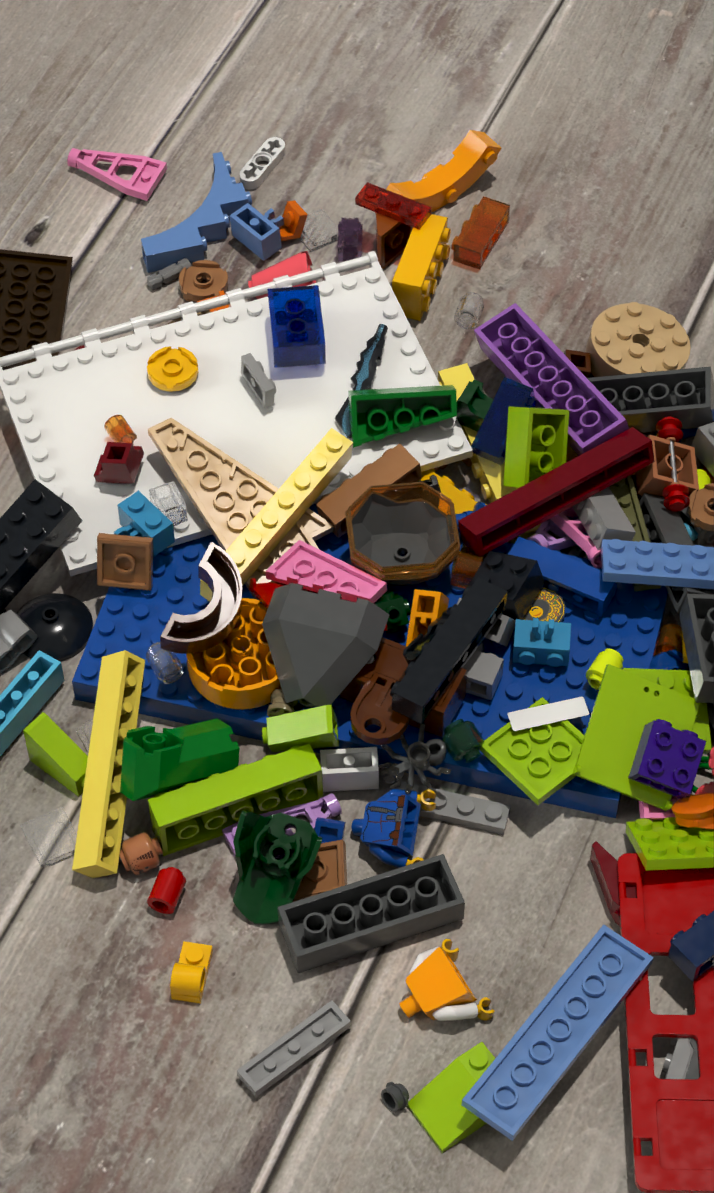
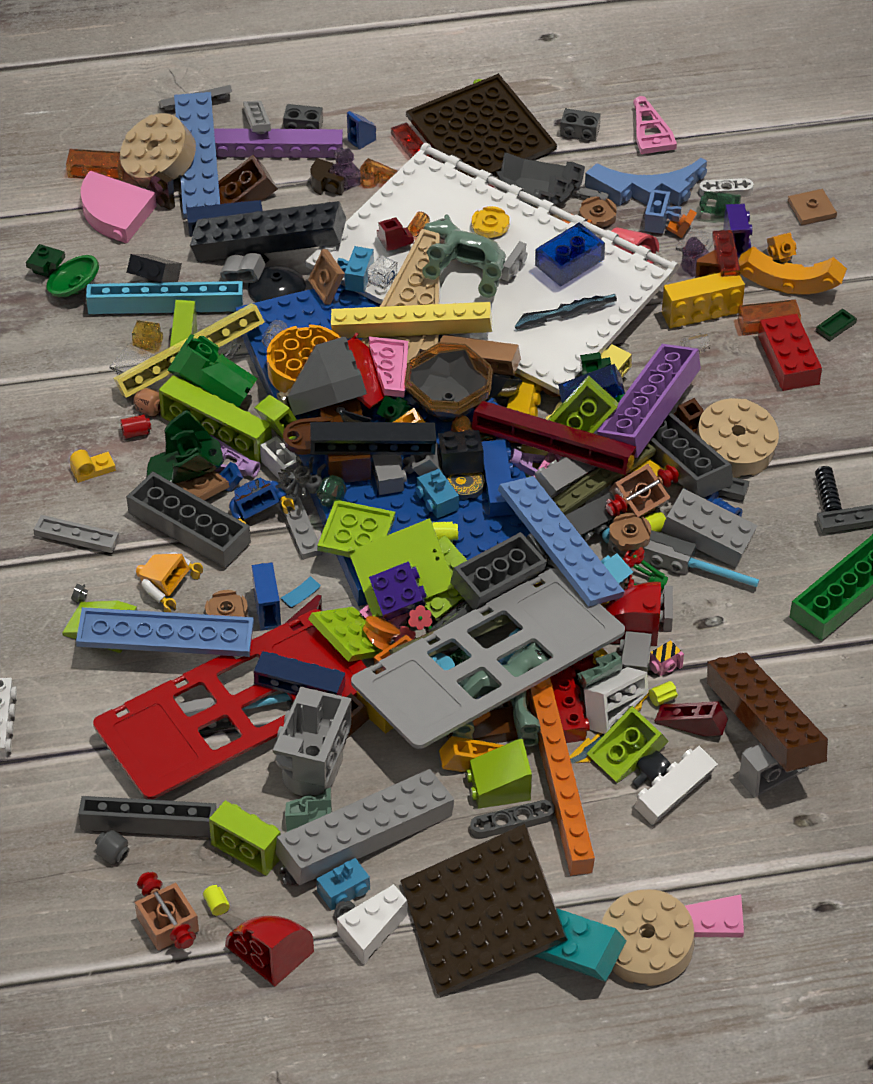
camera: 55 degrees right, 5 degrees down
(29, 796) = (147, 335): none -> clear yellow brick
(60, 222) = (580, 124): none -> dark grey brick
(117, 297) = (541, 179): none -> dark grey panel
(212, 404) = (468, 249): none -> sand green animal
(213, 624) = (310, 325): reddish brown brick -> none
(290, 176) = (721, 200): none -> clear green piece
(340, 183) = (738, 221): none -> dark purple brick
(349, 115) = (812, 206): none -> medium nougat plate
(395, 165) = (781, 247): none -> light orange brick
(396, 410) = (548, 332): green wedge -> none
(530, 190) = (836, 324): none -> dark green tile
(539, 966) = (228, 599): none -> medium nougat plate
(545, 243) = (789, 352): none -> red brick
(548, 713) = (381, 517): white sticker -> none
(555, 862) = (300, 593): none -> dark azure sticker
(557, 896) = (266, 596): none -> blue brick

